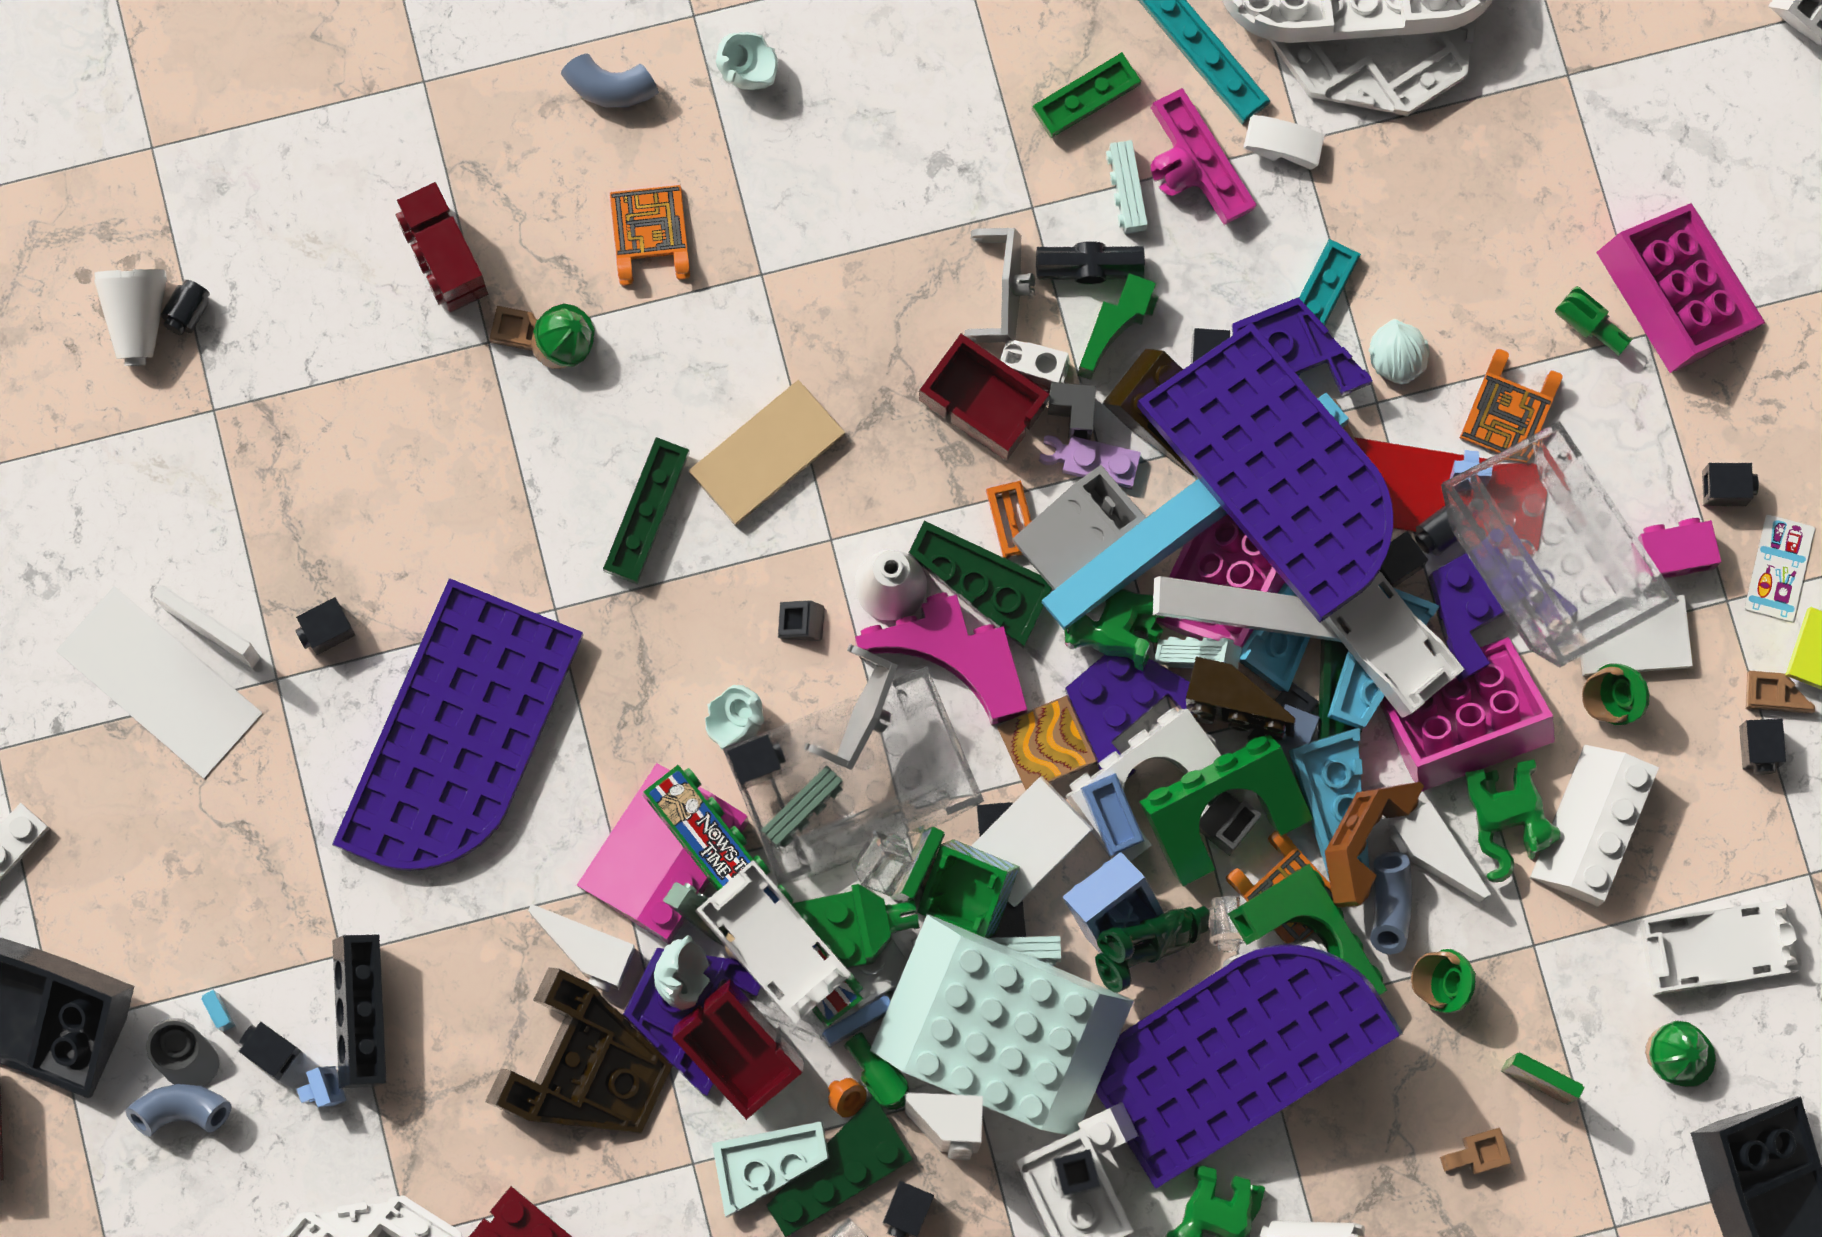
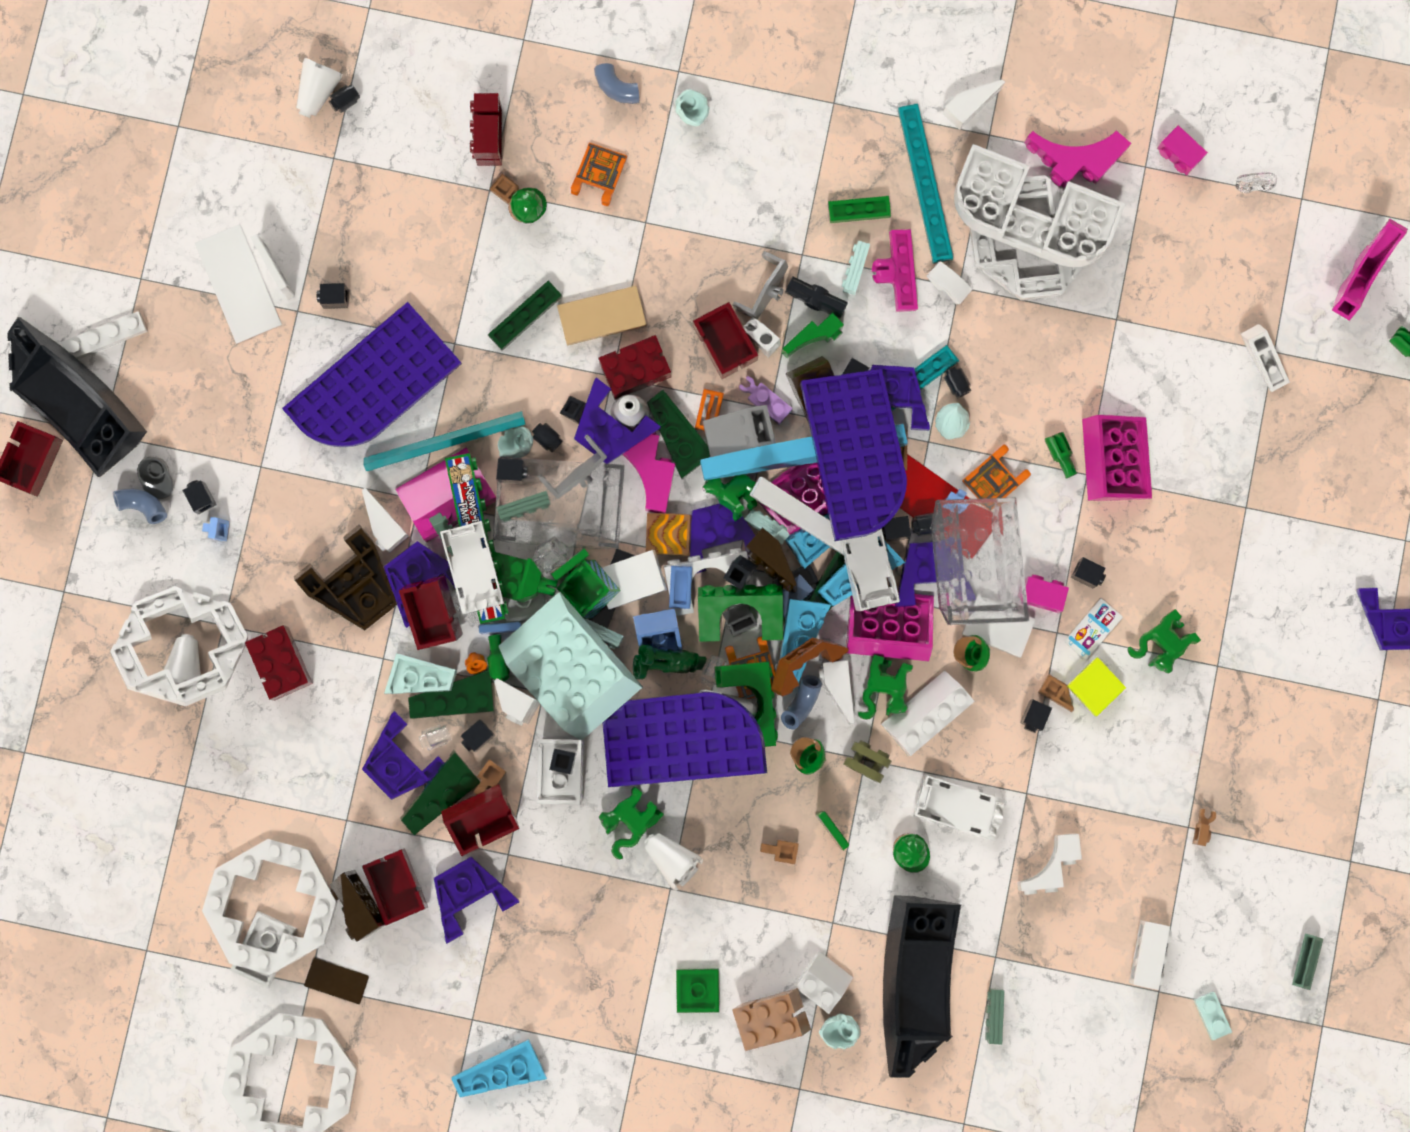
camera: 25 degrees right, 5 degrees up
(217, 1011) = (183, 464): medium azure tile -> none
(359, 1011) = (252, 499): black brick -> none
(618, 770) = (444, 441): none -> teal tile
(680, 973) = (421, 560): light aqua hair -> none
(778, 684) = (547, 437): none -> black brick
(862, 507) = (635, 367): none -> dark red piece
(870, 625) = (605, 430): none -> dark purple wing
(1074, 402) = (771, 366): dark grey piece -> none
(1109, 1128) = (597, 745): white brick -> none
(1196, 743) = (740, 572): none -> black brick
(1376, 287) = (957, 382): none -> black brick
(1557, 931) = (863, 750): none -> olive brick

